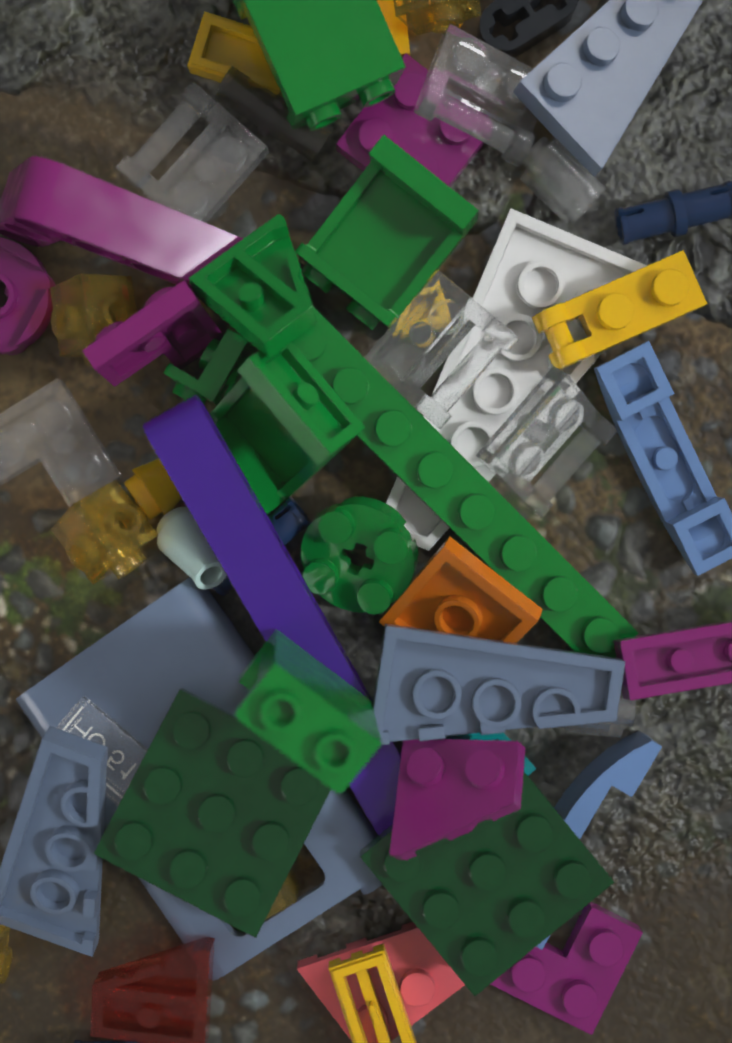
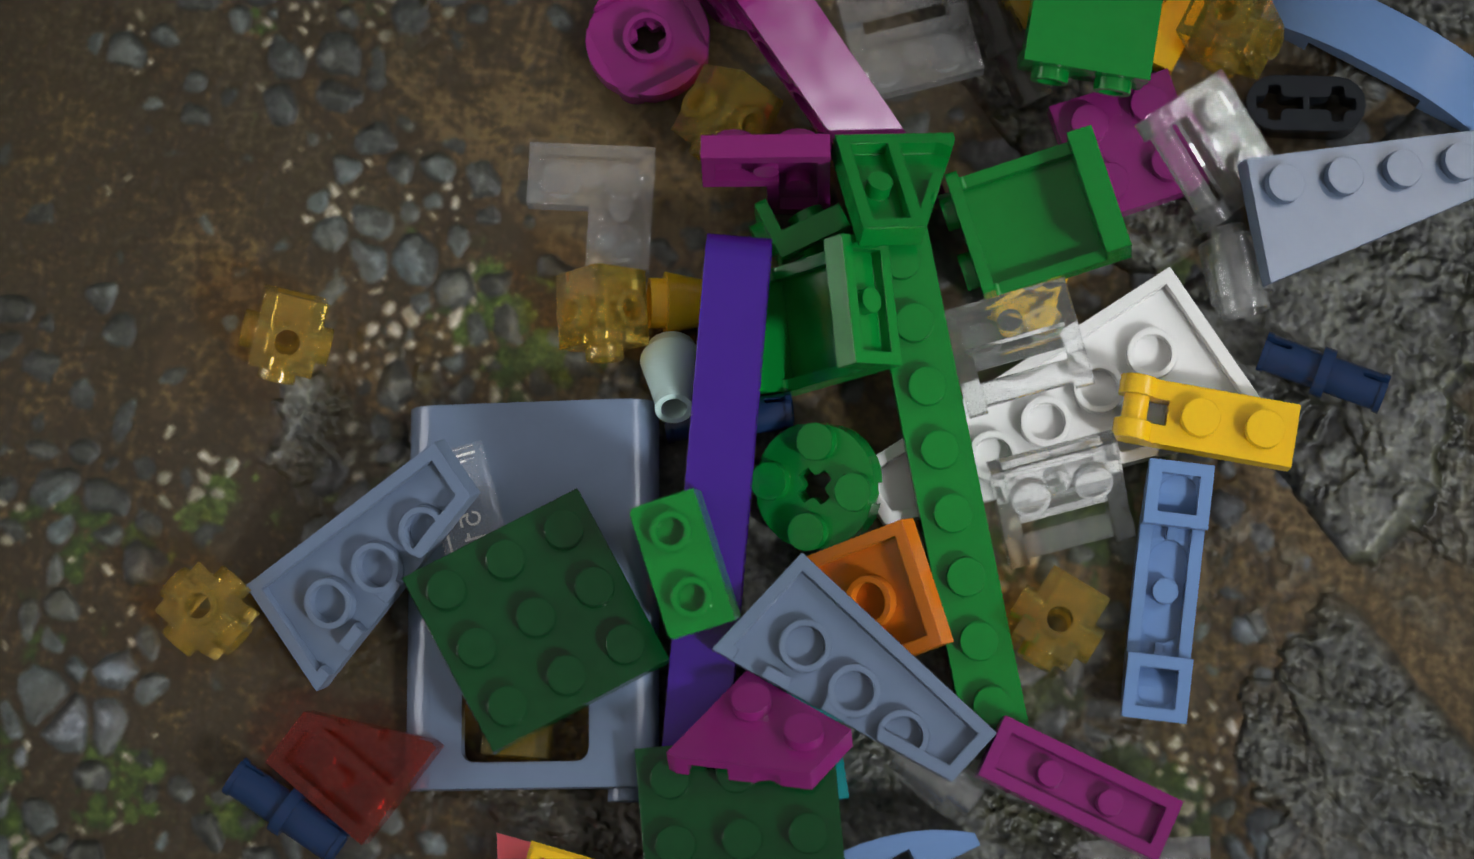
camera: 40 degrees right, 10 degrees down
(627, 534) = (1070, 601): none -> clear yellow brick

